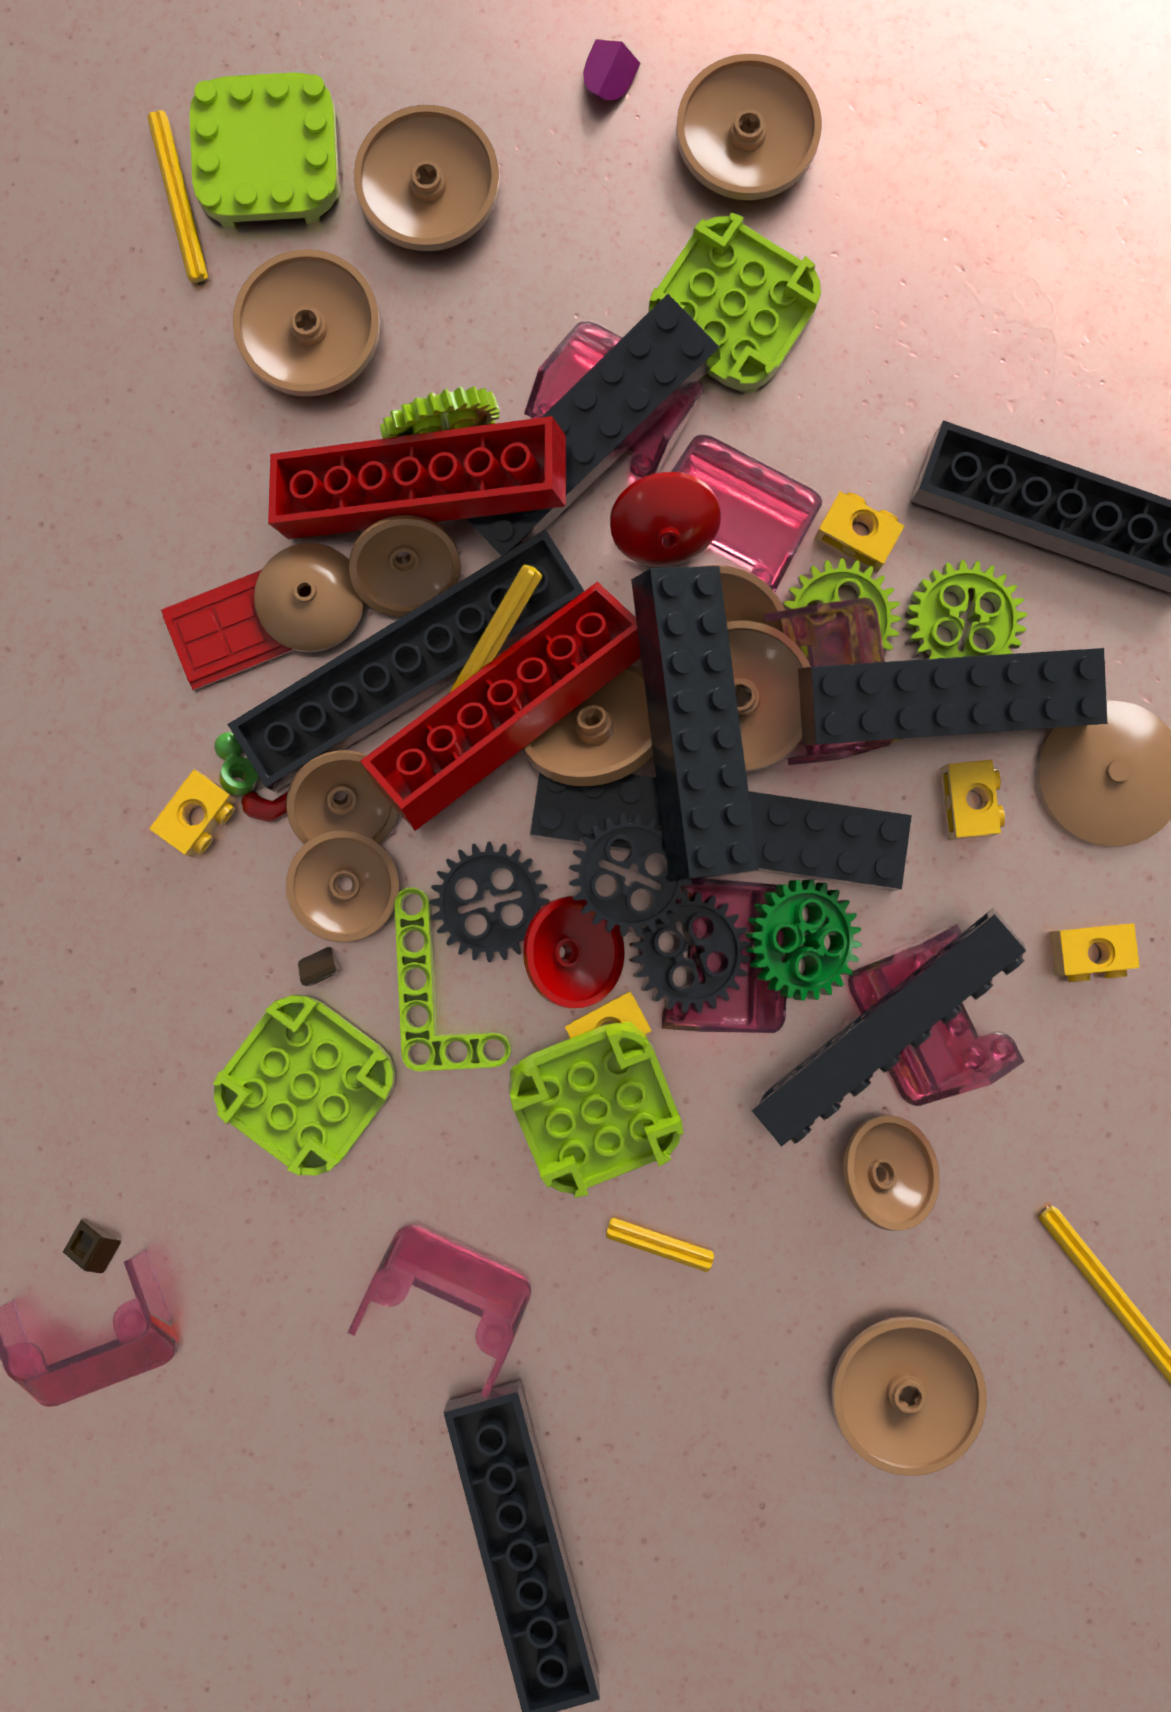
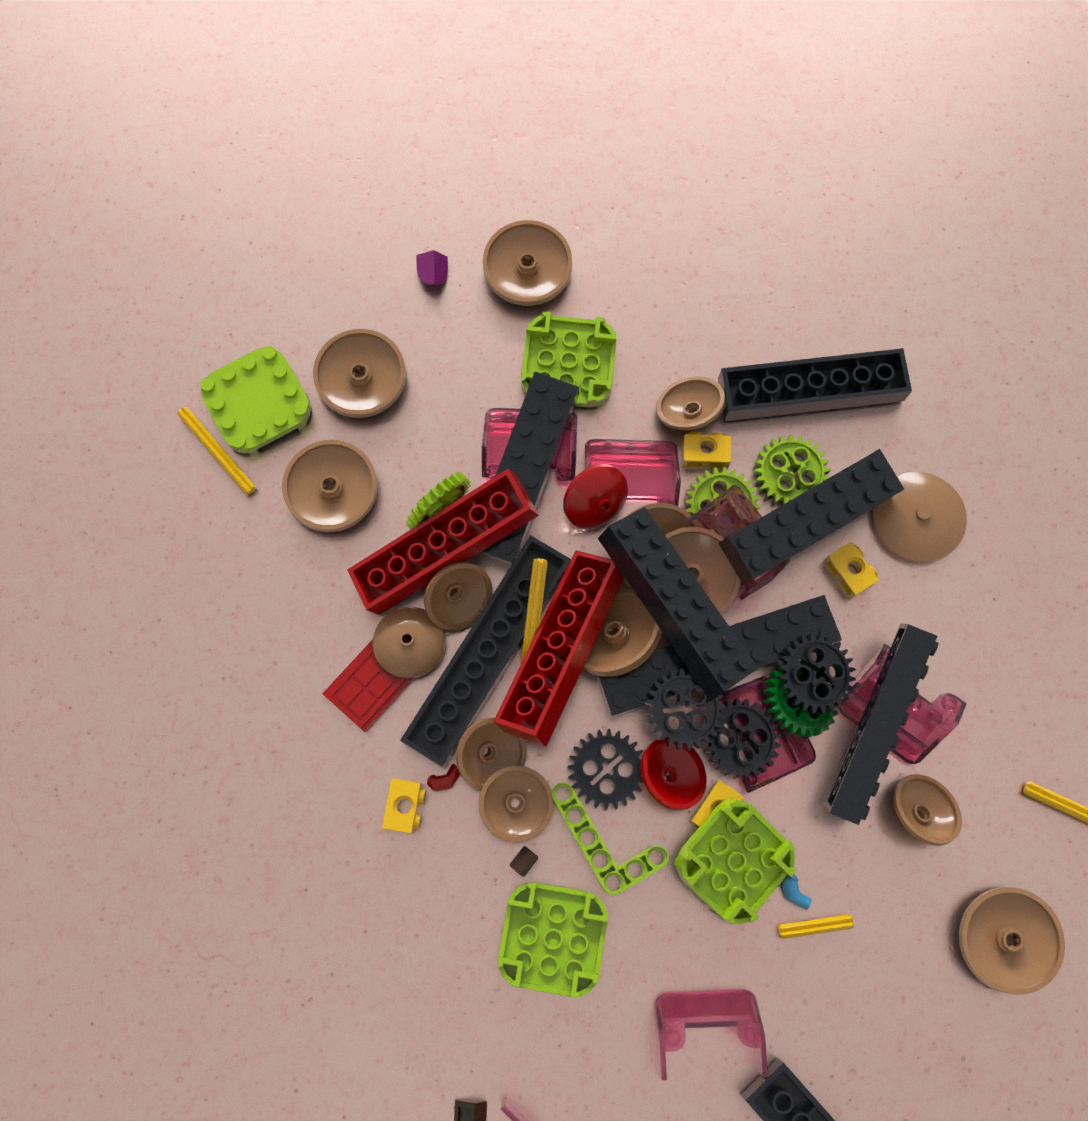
camera: 30 degrees left, 10 degrees down
(229, 749) = (404, 756): bright green plate -> none
(652, 1186) = (793, 894): none -> dark azure arm
(867, 901) = (804, 691): none -> black gear
(873, 451) = (691, 403): none -> medium nougat dish
(1117, 949) = (977, 611): yellow brick -> none

